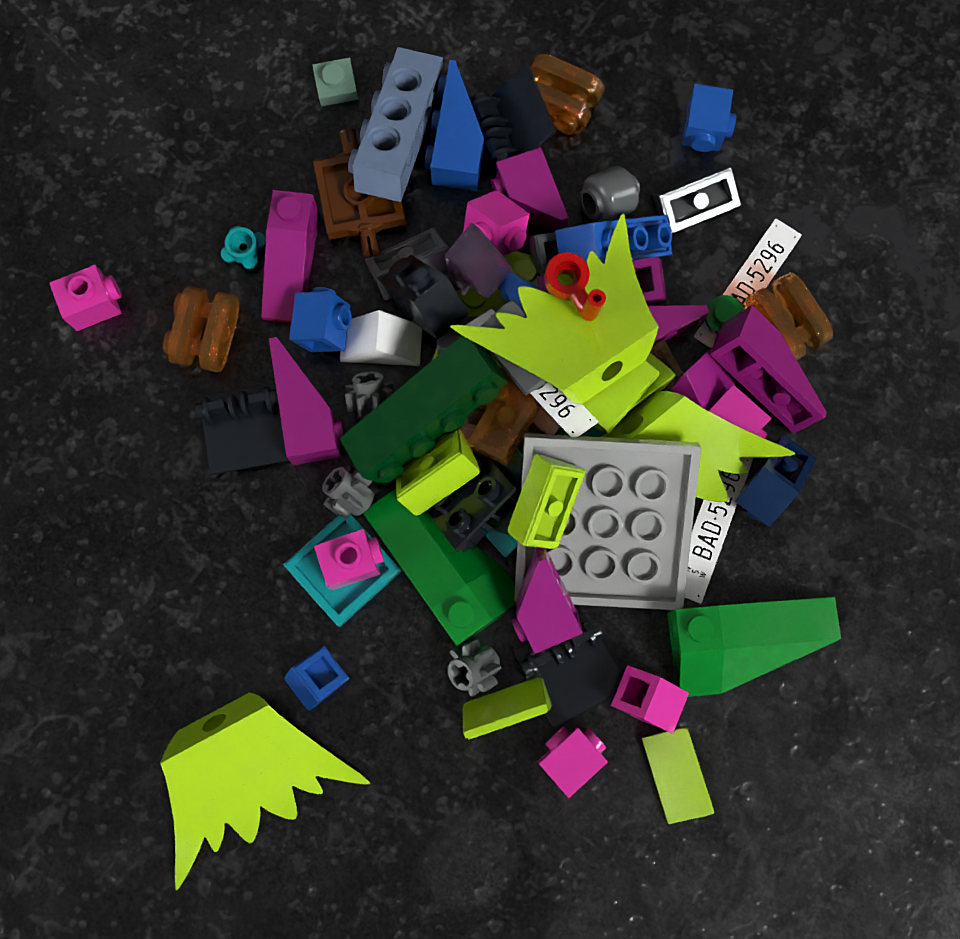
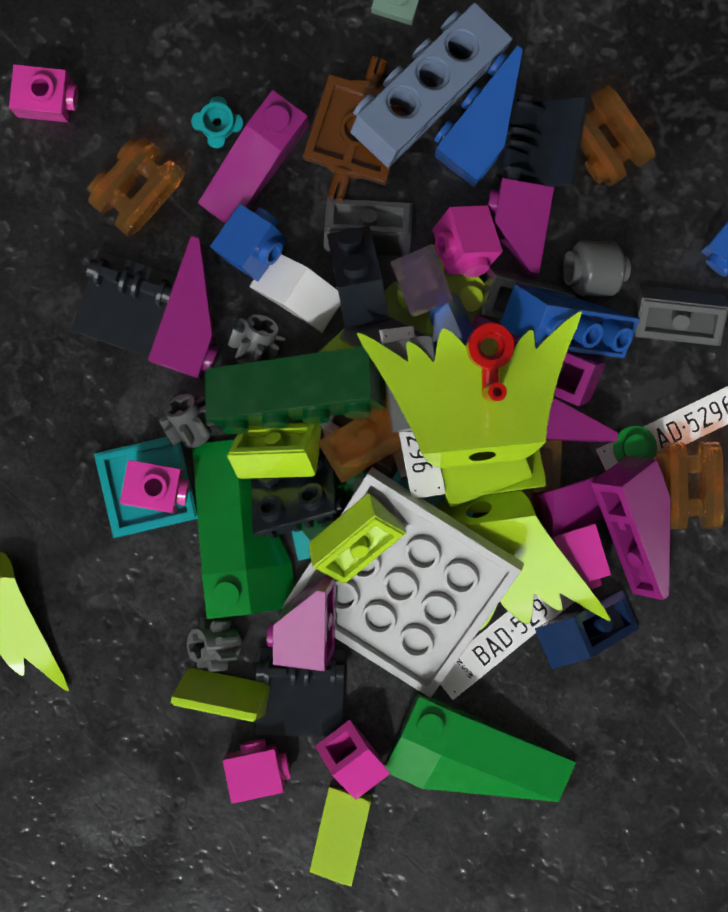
camera: 30 degrees right, 10 degrees up
(315, 678) = (70, 572): blue slope -> none

